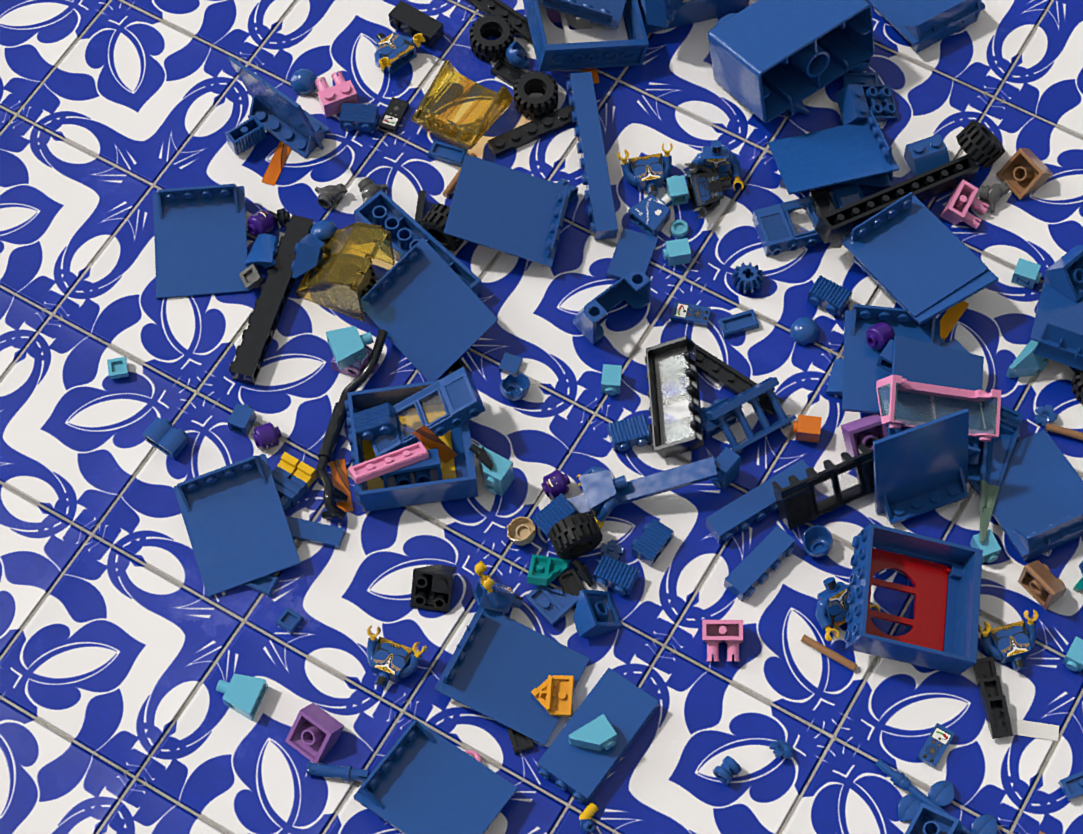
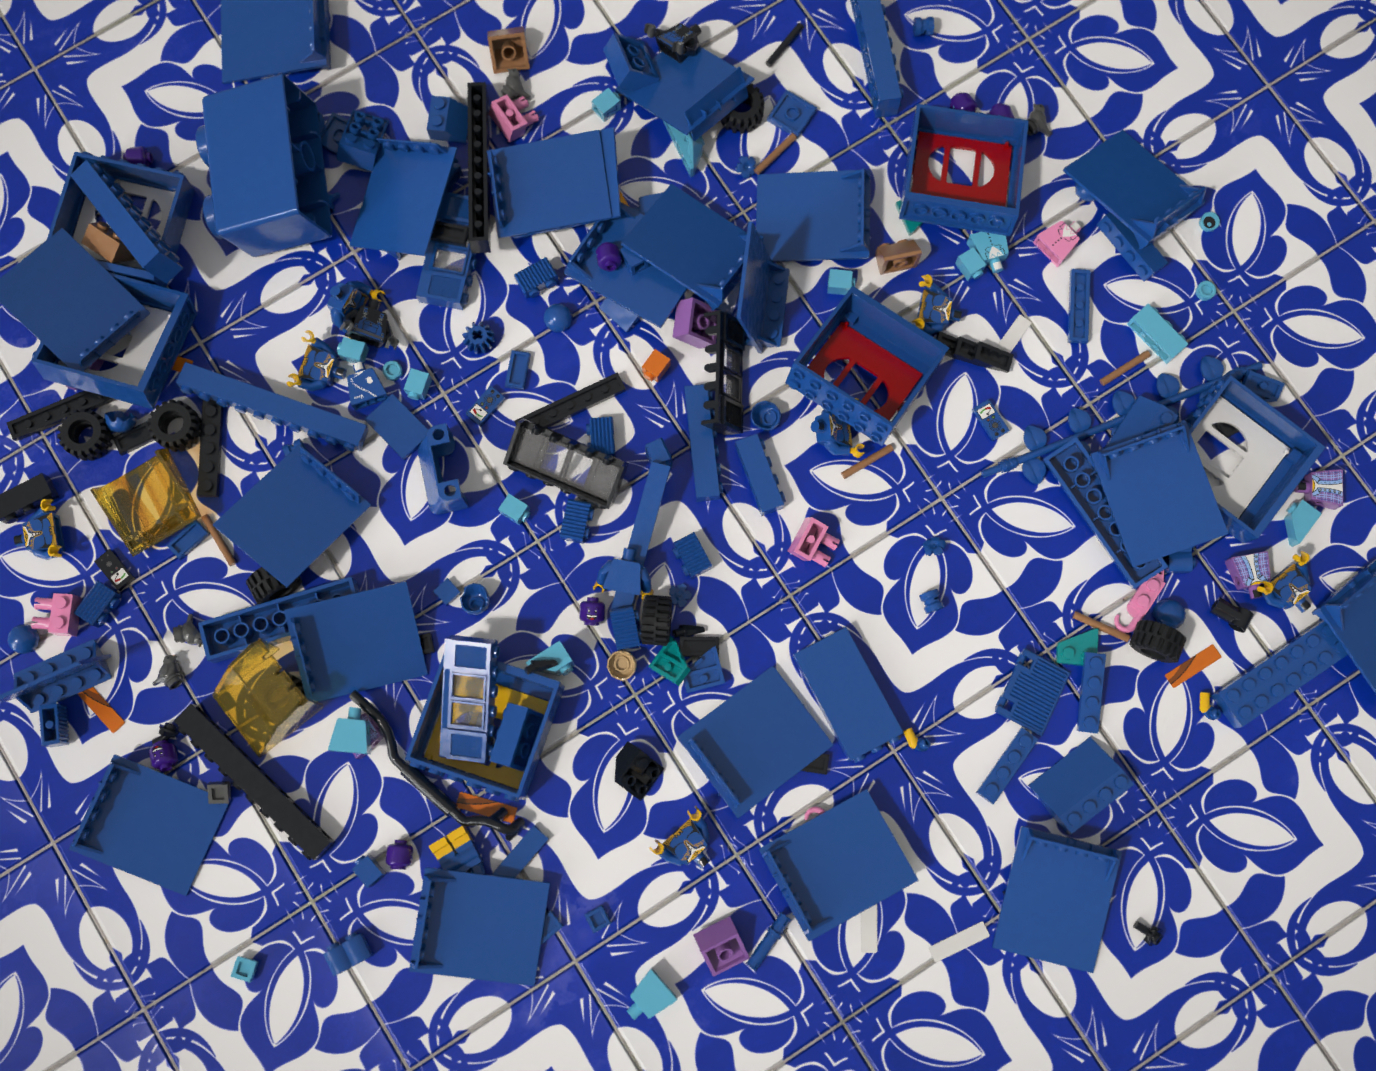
camera: 65 degrees left, 15 degrees up
(263, 251) = (197, 767): blue slope -> none
(308, 255) = (231, 726): blue slope -> none
(323, 229) = (208, 699): blue hair -> none
(375, 421) = (450, 747): blue brick -> none
(388, 462) = (501, 755): bright pink tile -> none
(421, 206) = (236, 594): black tile -> none
(432, 441) = (501, 702): orange sticker -> none
(493, 594) = (673, 722): blue torso -> none
(556, 695) = (794, 712): light orange slope -> none
(594, 735) = (854, 697): medium azure slope -> none
(595, 613) = (734, 639): blue slope -> none
(616, 575) = (707, 603): blue brick -> none
(735, 405) = (603, 411): blue fence -> none
(915, 403) = (709, 246): windscreen -> none
(980, 144) = (463, 67): black tyre -> none
(994, 462) = (741, 207): blue plate -> none

